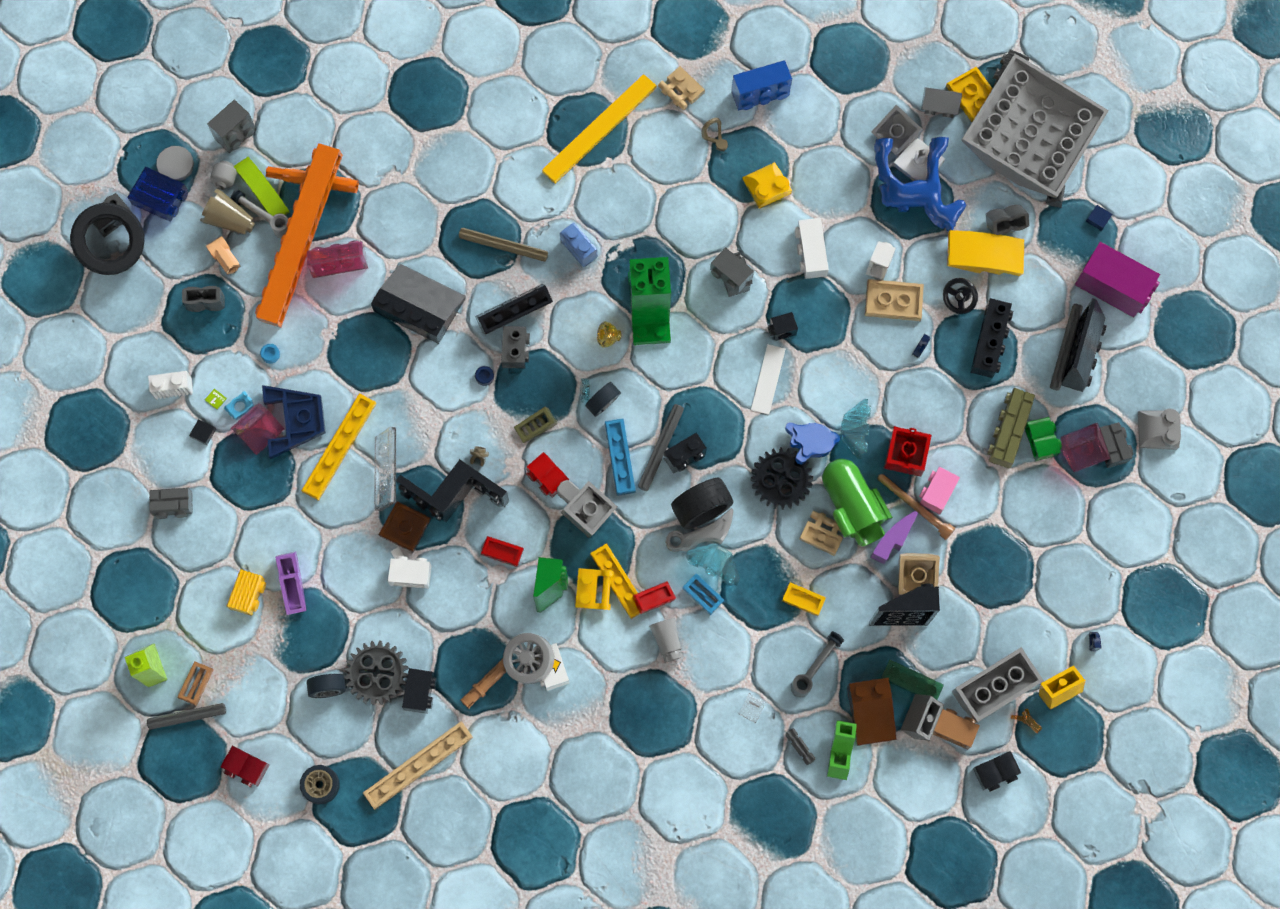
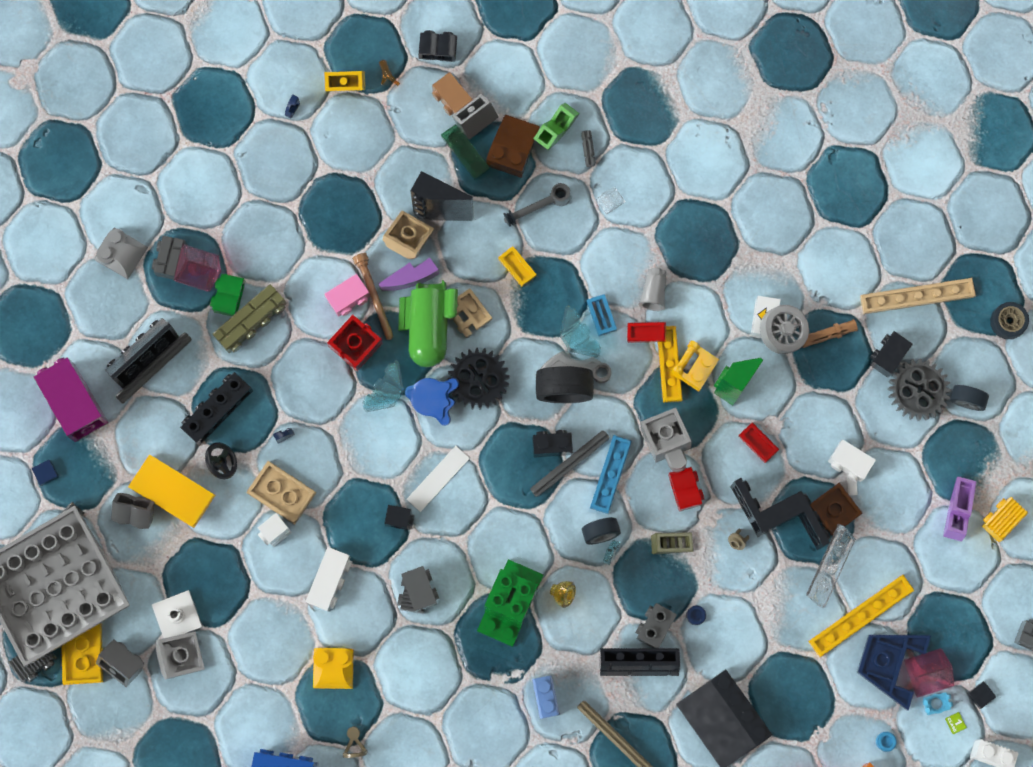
camera: 155 degrees left, 5 degrees up
(919, 192) = (198, 580): blue animal -> none
(997, 685) = (397, 109): light grey slope -> none

